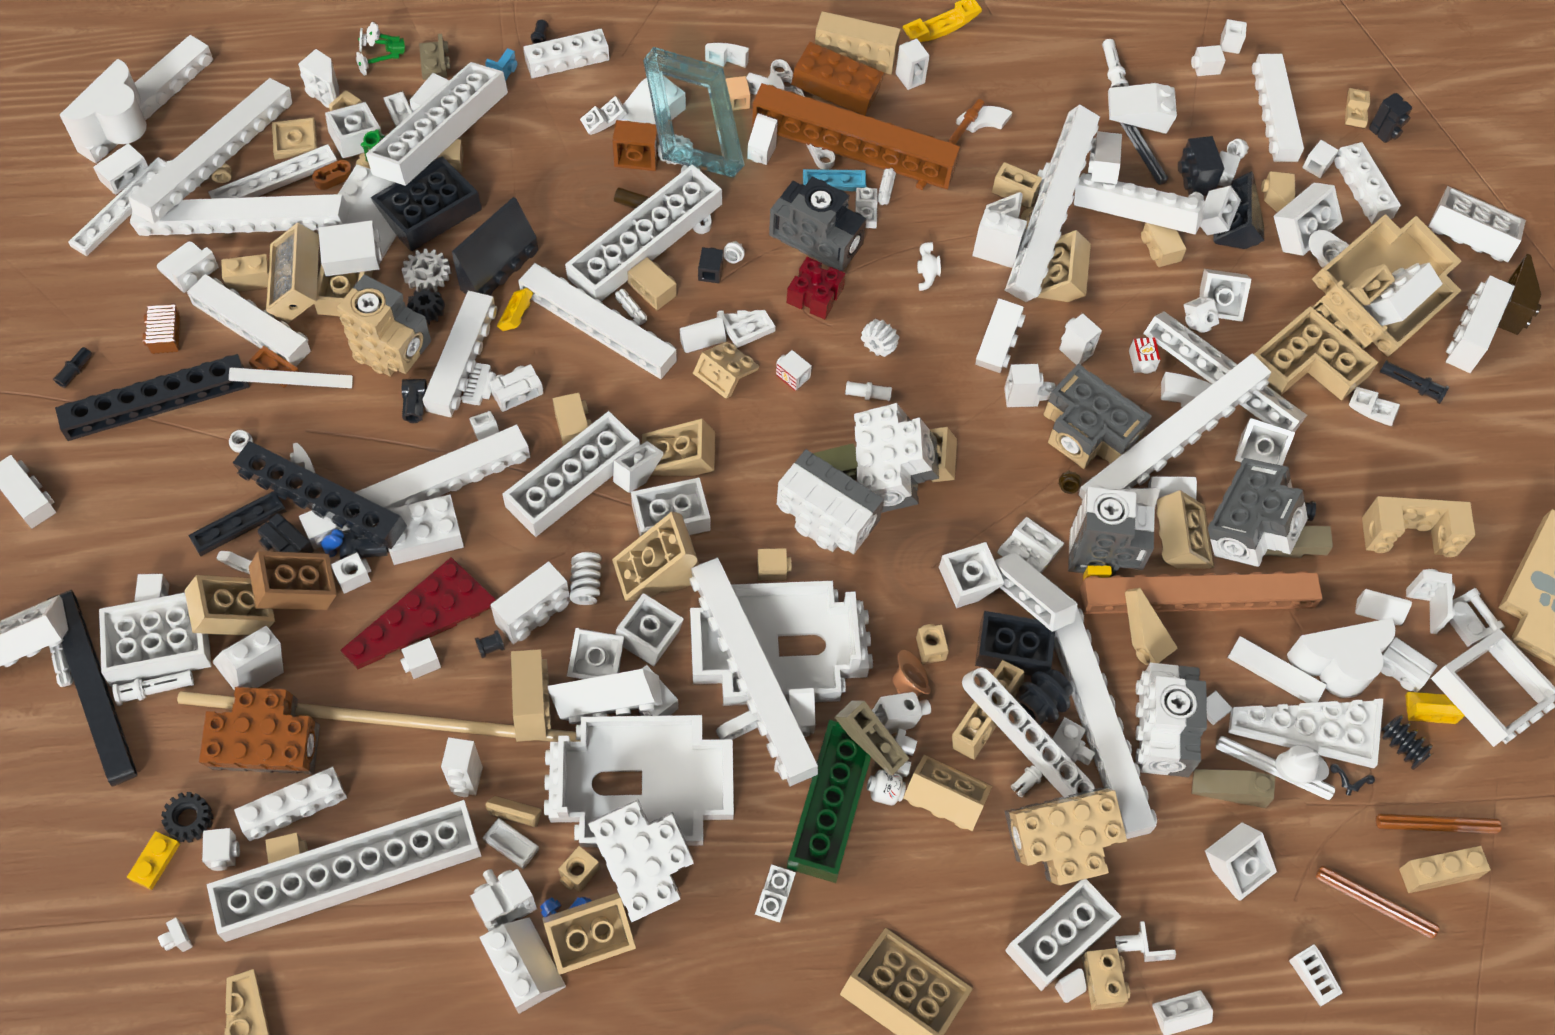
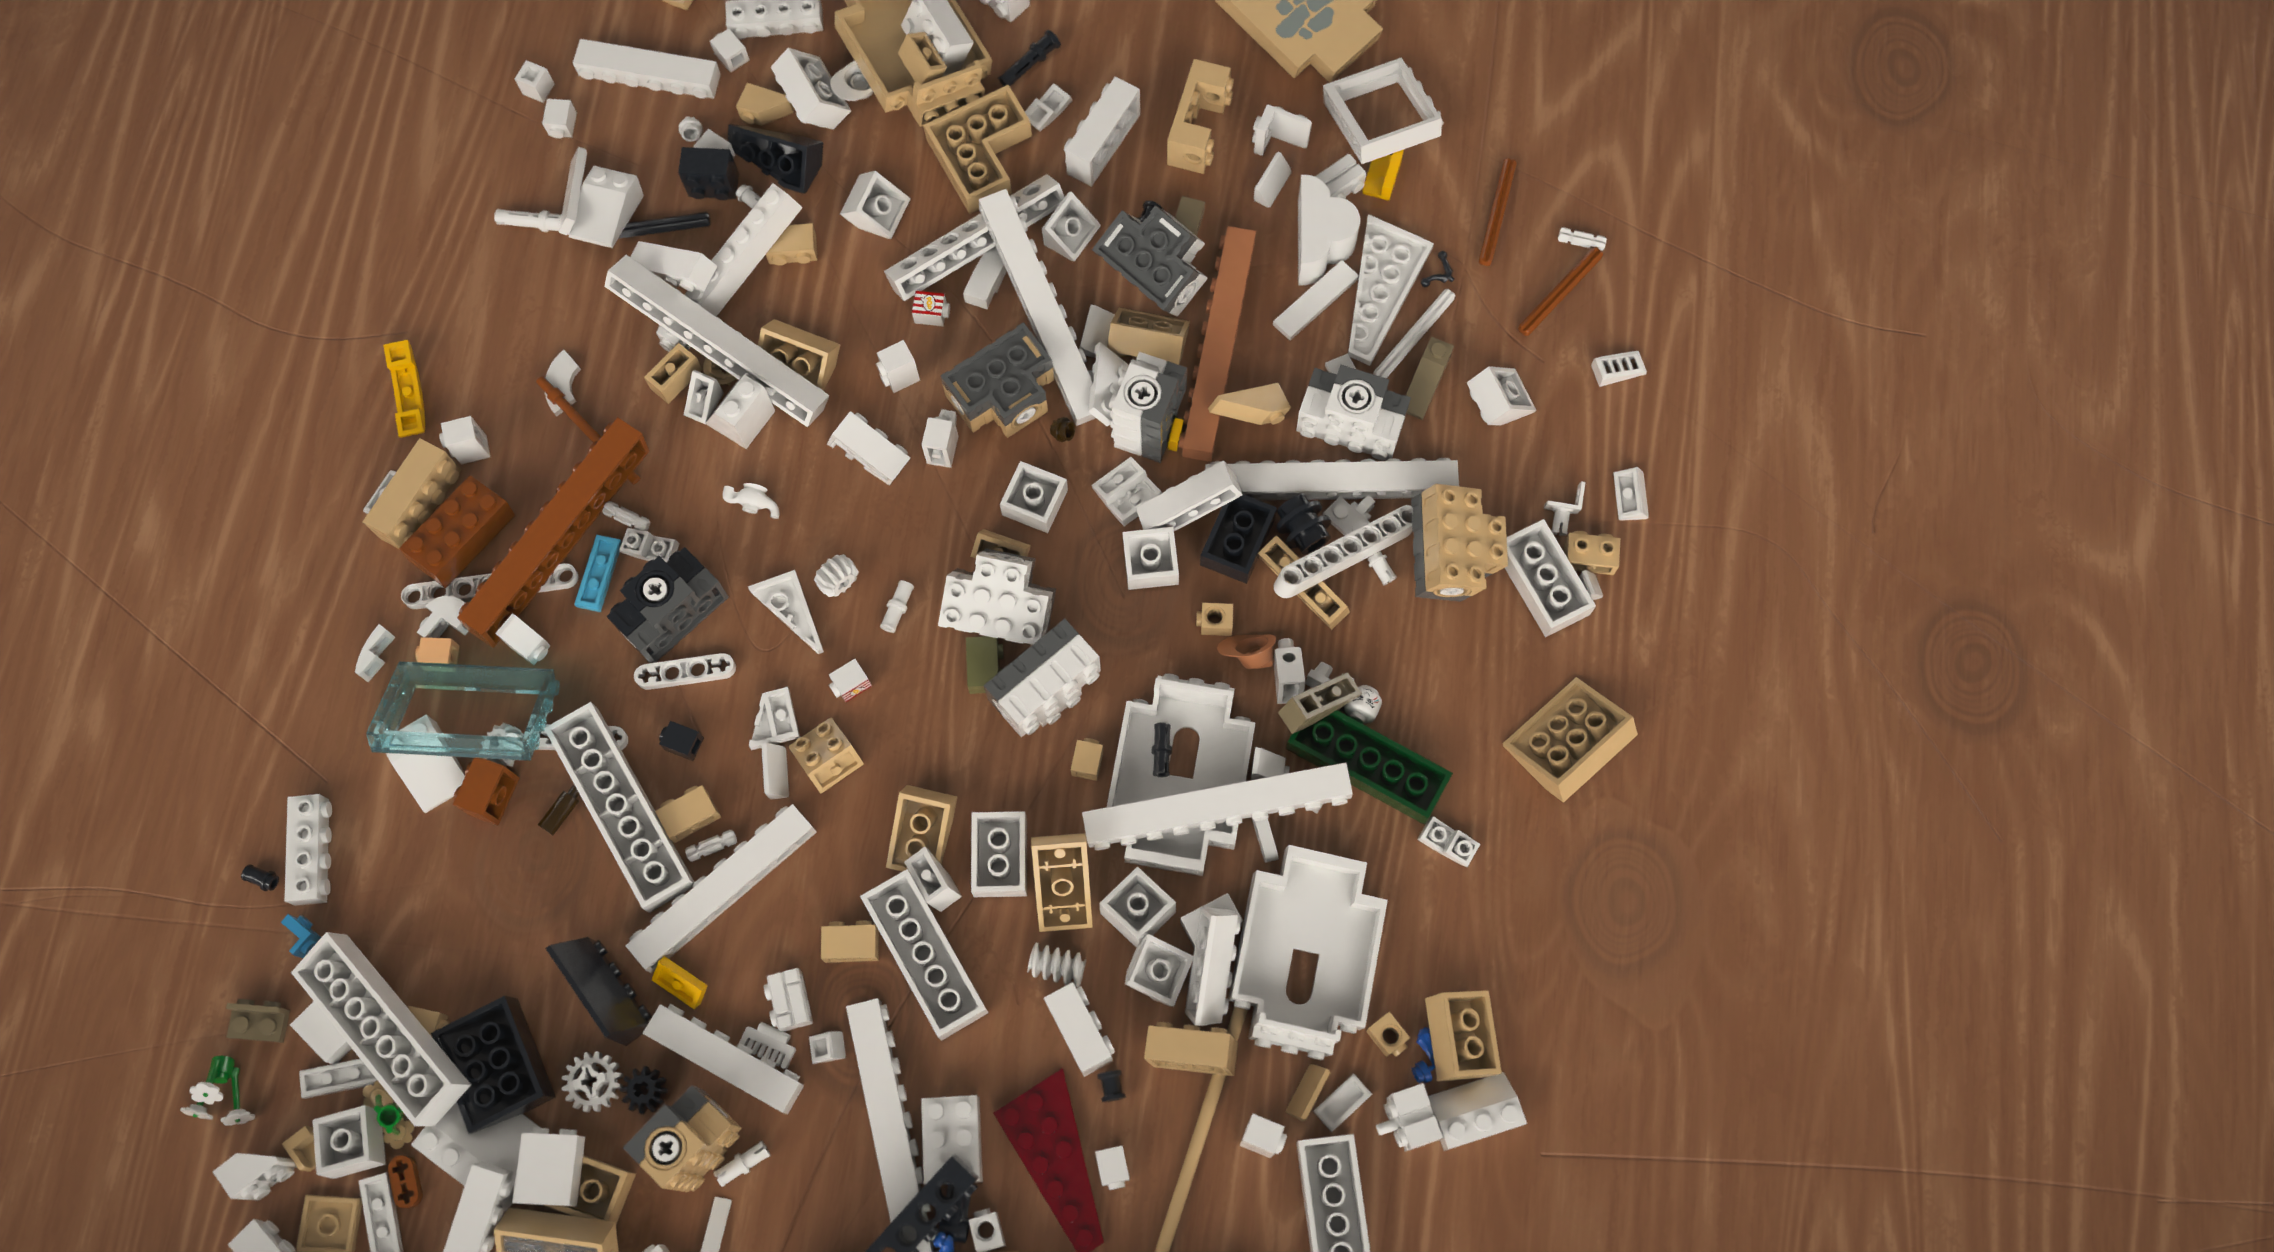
camera: 70 degrees left, 10 degrees up
(380, 386) = (742, 1163): none -> white pin
(412, 394) = (766, 1123): black piece -> none
(600, 119) = (421, 822): white slope -> none
(642, 857) = (1400, 962): white piece -> none
(734, 252) = (670, 710): white plate -> none
(768, 256) = (685, 675): none -> white beam
(796, 621) = (1161, 750): none -> black pin
(815, 288) = (748, 629): dark red brick -> none
(849, 311) = (787, 601): none -> white wing
(947, 793) = (1379, 646): tan slope -> none
(998, 470) = (1034, 497): none -> white brick
(1130, 80) = (573, 191): none -> white tile
(1201, 314) = (896, 235): white brick -> none
(1219, 210) = (764, 168): white brick -> none
(1301, 765) = (1420, 311): white piece -> none
(1368, 449) = (1102, 131): none -> white brick
(1406, 740) = (1415, 207): black piece -> none
(1443, 913) = (1581, 238): none -> white axle
(1444, 869) = (1545, 222): tan brick -> none
(1466, 621) = (1310, 108): white plate -> none

